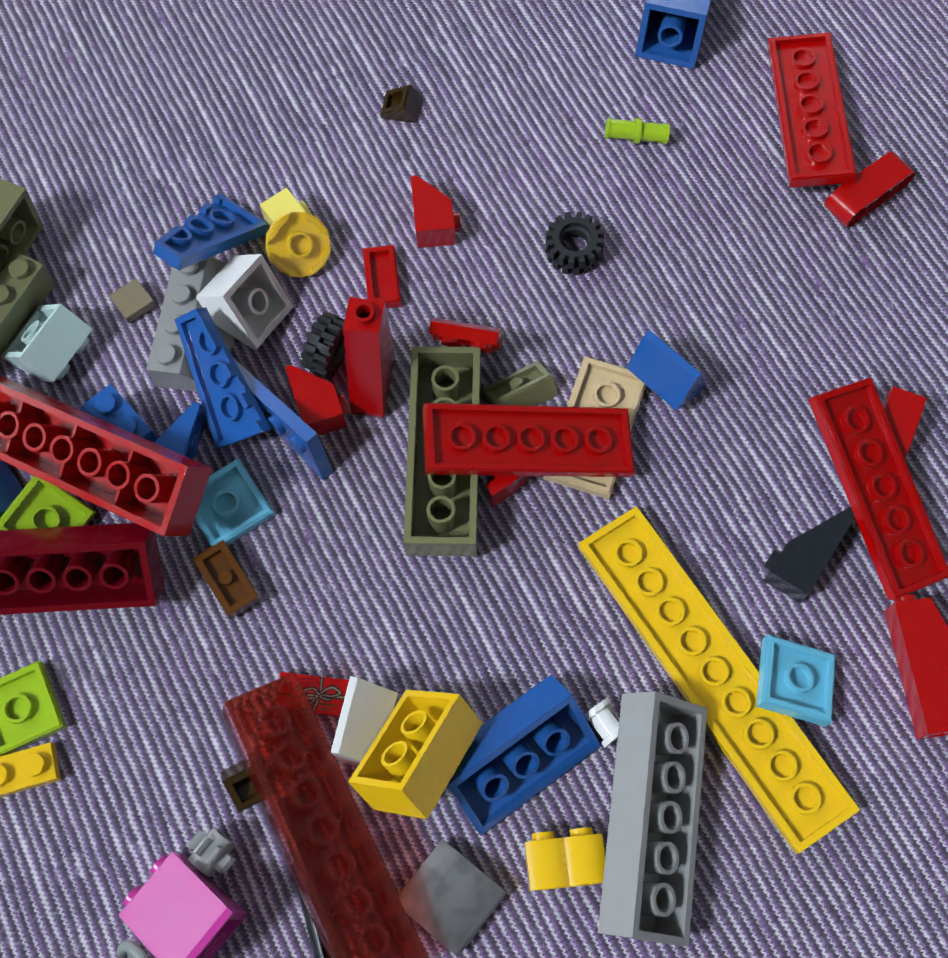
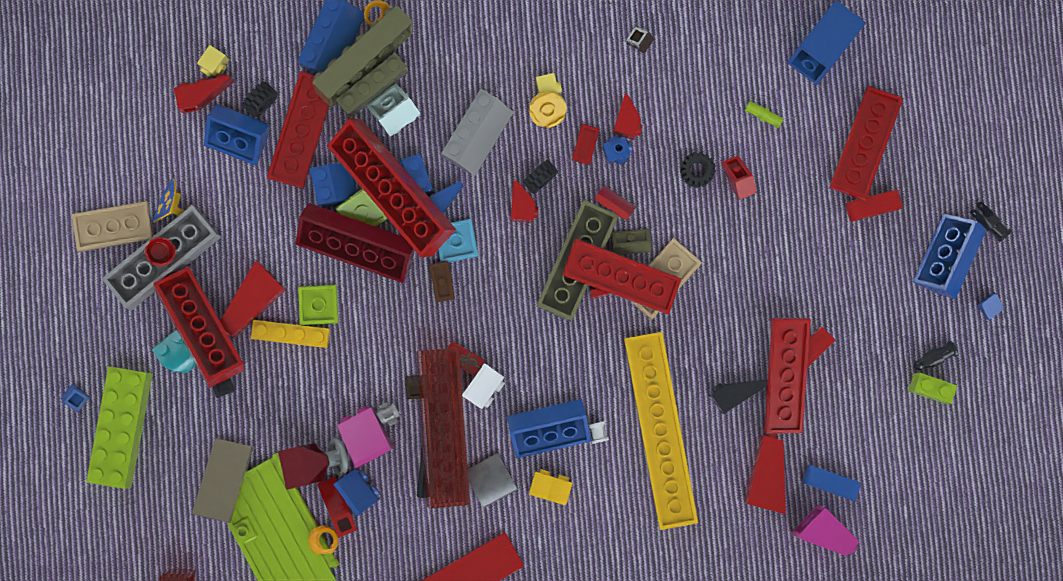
camera: 20 degrees right, 15 degrees up
(132, 300) = (446, 102): dark tan tile -> none
(210, 232) = (502, 85): blue wing -> none
(219, 382) = (476, 178): blue wing -> none
(246, 299) = (507, 132): white slope -> none
(289, 426) = (500, 209): blue wing -> none
(368, 356) = (557, 199): red slope -> none
(416, 753) = (501, 411): yellow brick -> none
(434, 261) = (613, 156): none -> blue brick
(646, 228) = (739, 177): none -> red slope
(653, 819) = (599, 486): light grey brick -> none
(665, 371) = (711, 266): blue slope -> none
(796, 680) = (698, 451): medium azure tile -> none

